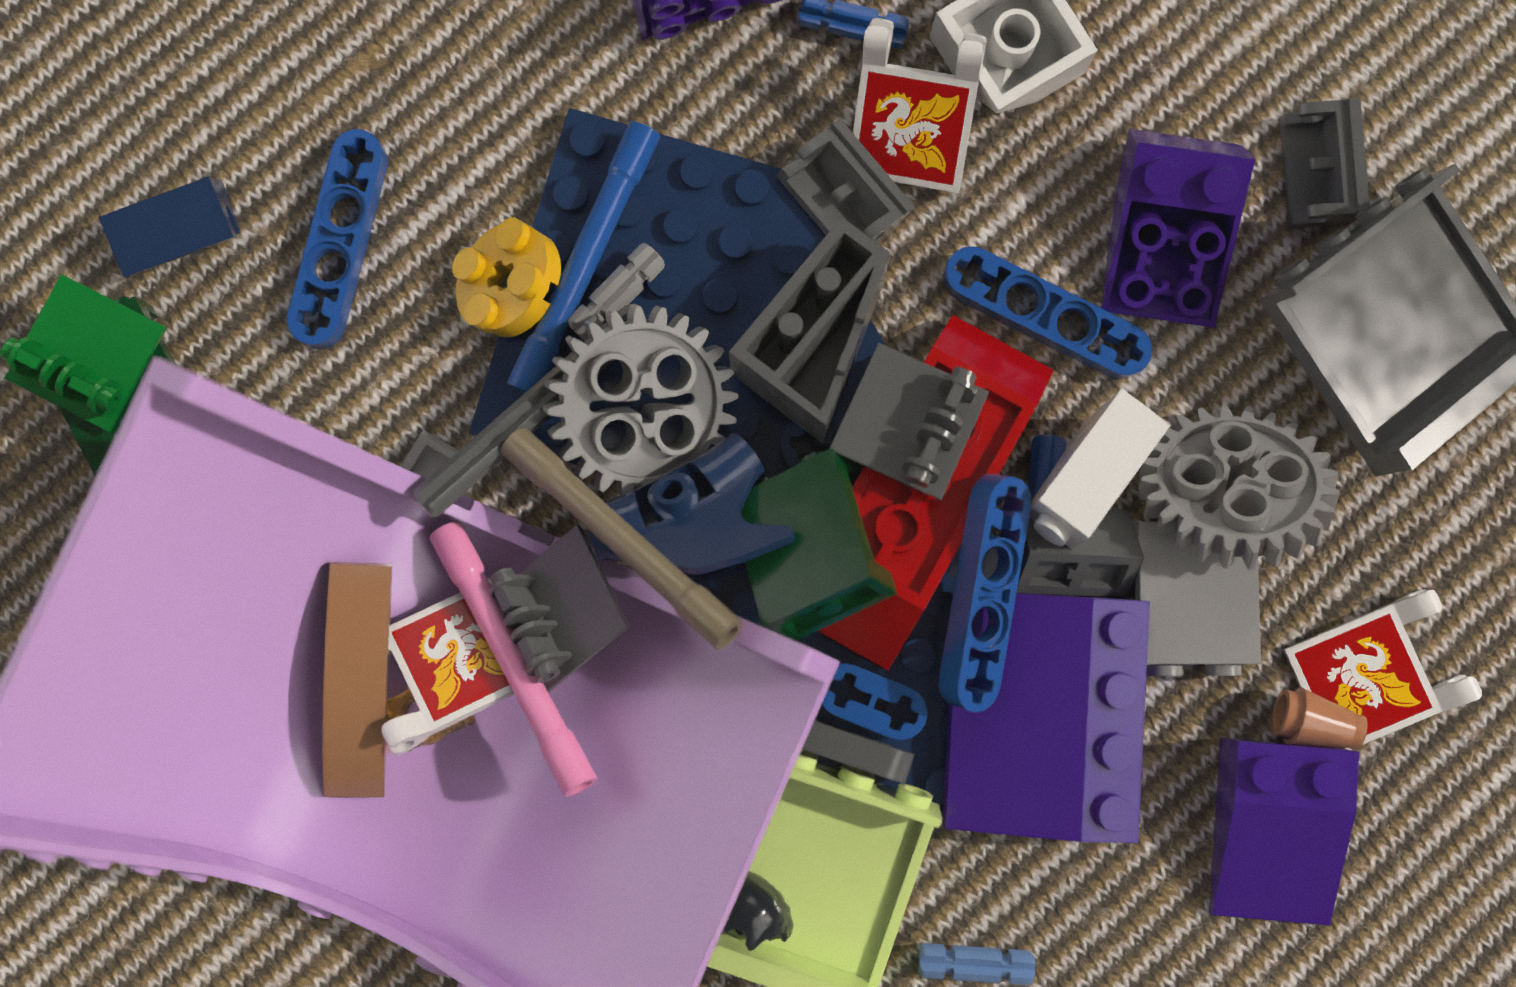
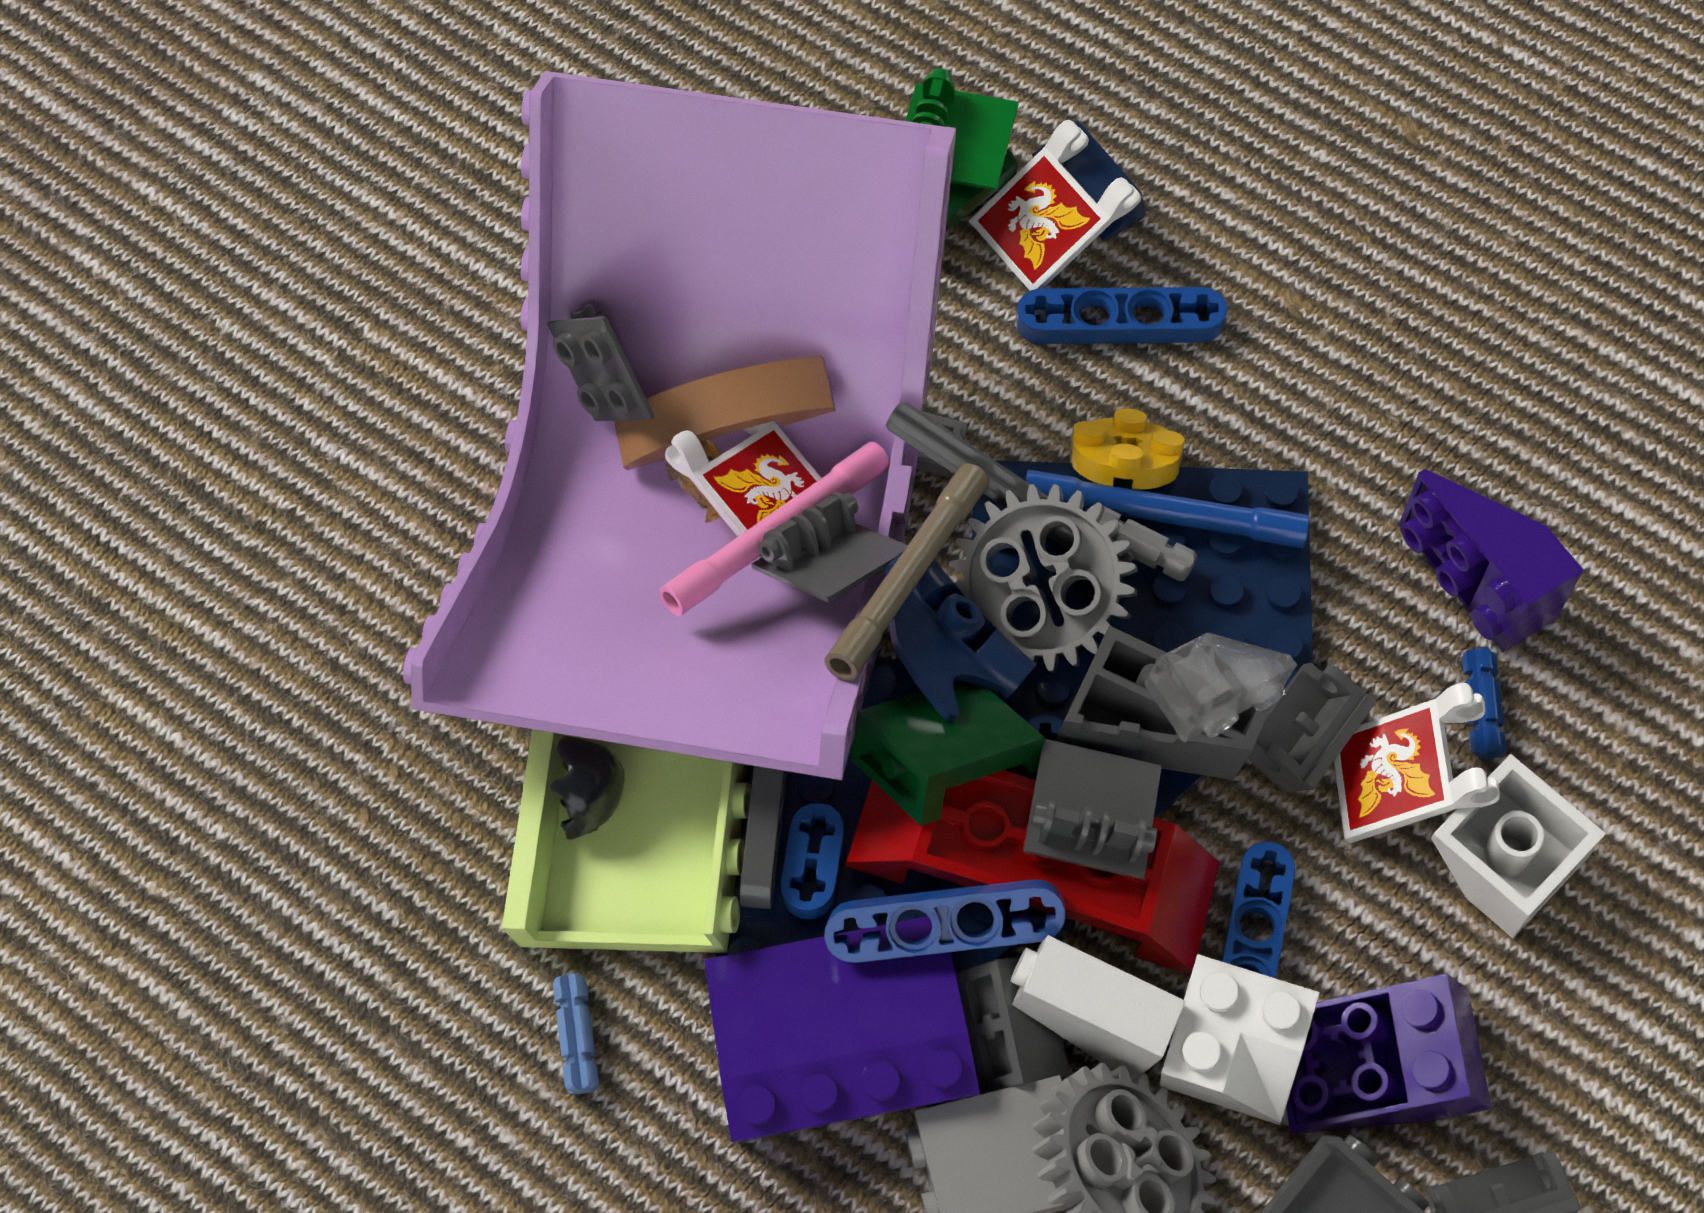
camera: 80 degrees right, 20 degrees down
(200, 283) = (1046, 215): none -> flag
(280, 801) = (599, 367): none -> dark grey hinge
(823, 268) = (1214, 680): none -> clear slope
(1145, 342) = (1239, 1039): none -> white slope

